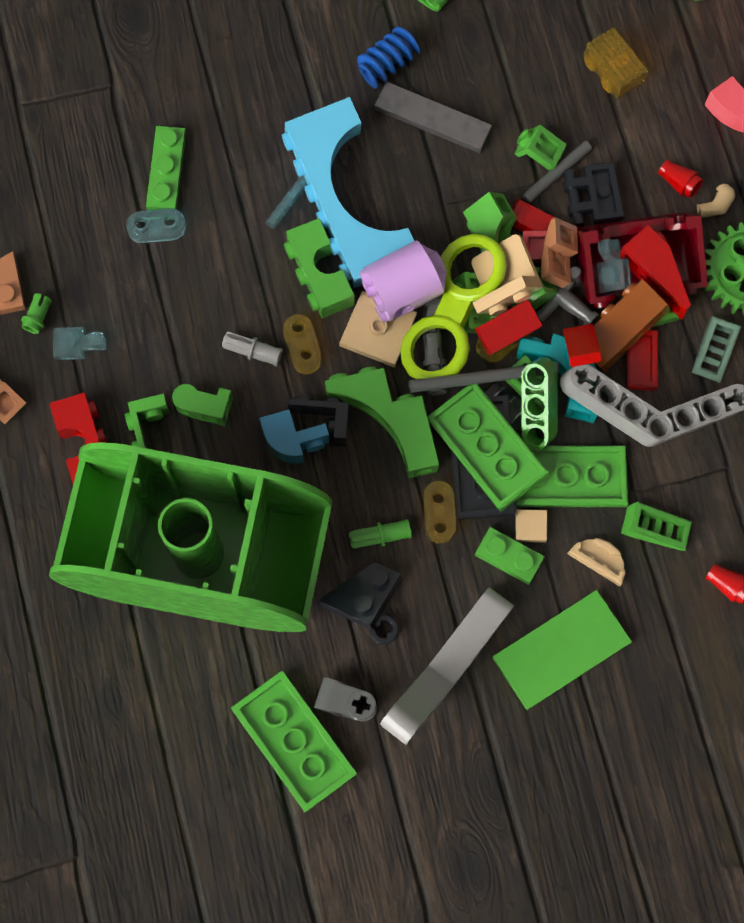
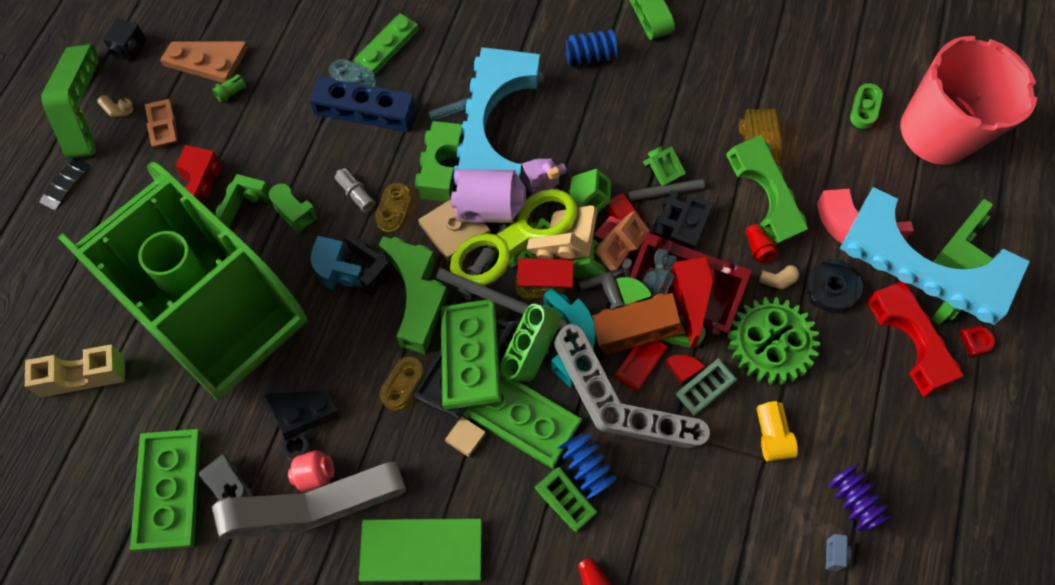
camera: 35 degrees right, 10 degrees down
(73, 341) = (239, 120): clear light blue plate -> none
(113, 700) = (55, 376): none -> tan arch
(186, 264) = (362, 104): none -> dark blue brick
(380, 534) = (346, 373): bright green axle -> none
(416, 642) = (311, 471): none -> coral head
(431, 226) = (541, 175): none -> lavender piece
(433, 117) = (598, 106): flat silver tile -> none
(509, 555) = (432, 450): bright green plate -> none
(582, 345) = (588, 314): red tile -> none
(599, 296) = (632, 290): none -> bright green tile
(601, 558) = (504, 496): tan tile -> none
(662, 482) = (588, 464): none -> blue piece
(684, 342) = (684, 367): none -> red tile
(687, 140) = (754, 161): none -> bright green arch

